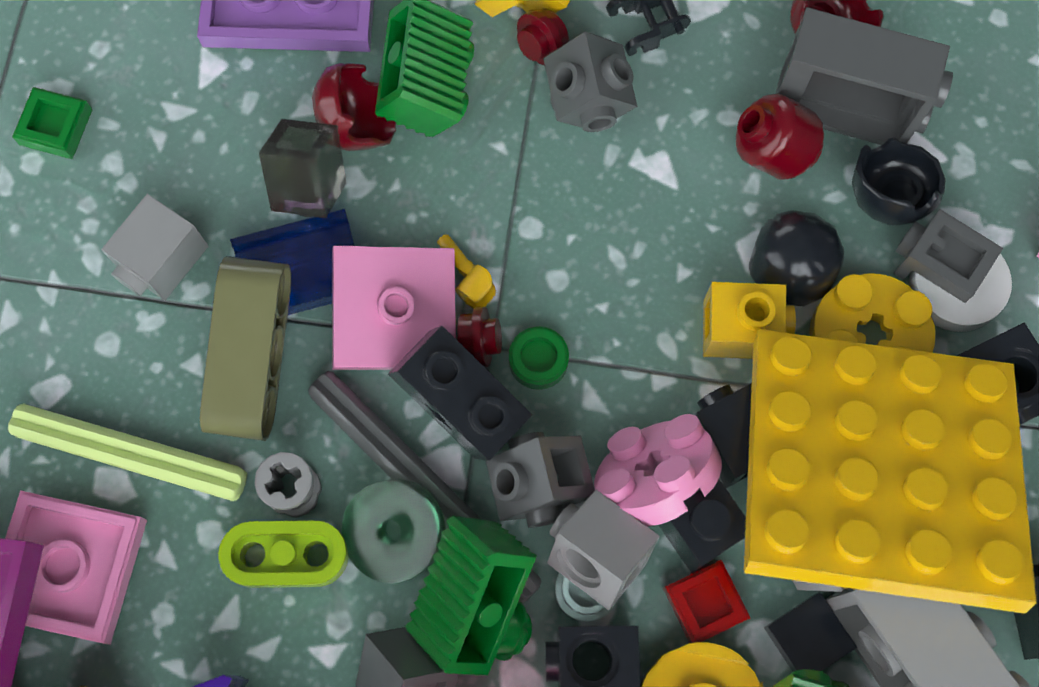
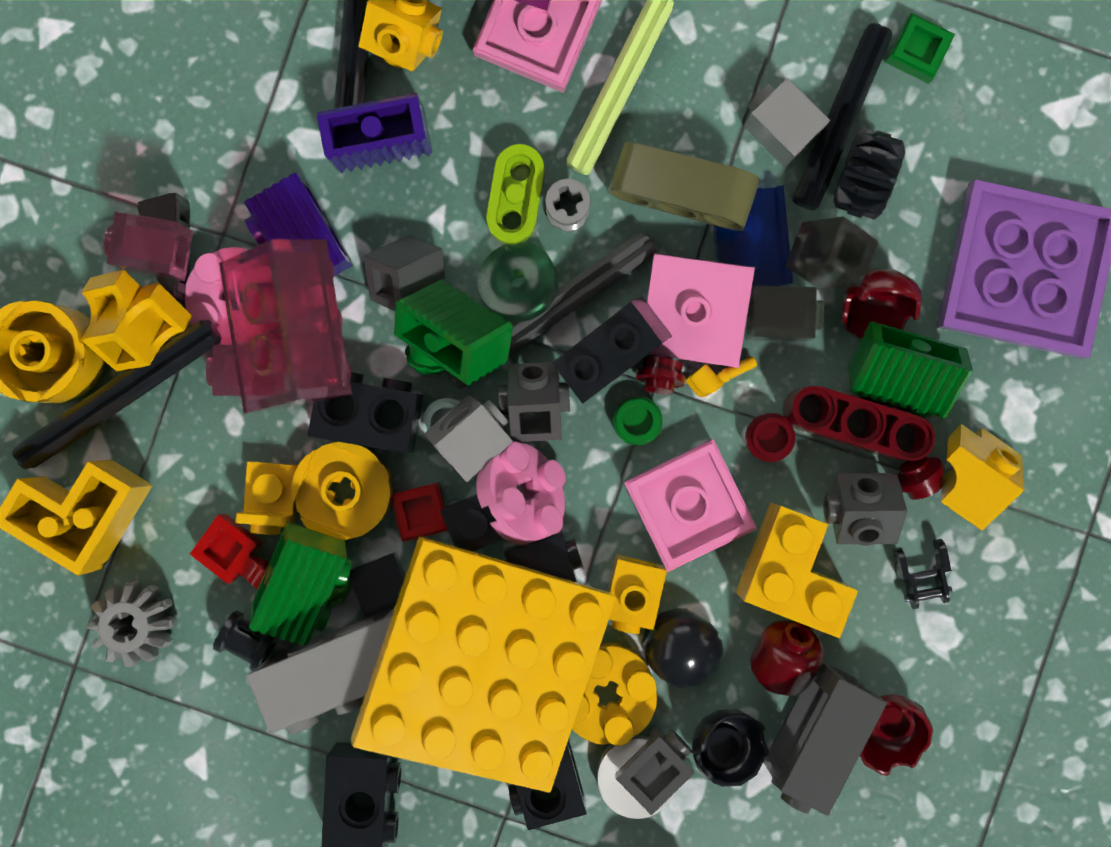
camera: 100 degrees right, 15 degrees up
(131, 187) = (842, 116): none -> black axle
(205, 143) = (869, 174): none -> black gear
(382, 207) = (784, 314): none -> clear smoke brick
(488, 87) = (881, 423): none -> dark red beam
(529, 204) = (770, 437): none -> dark red plate
(627, 278) = (690, 505): none -> bright pink plate
(684, 159) = (781, 575): none -> yellow brick

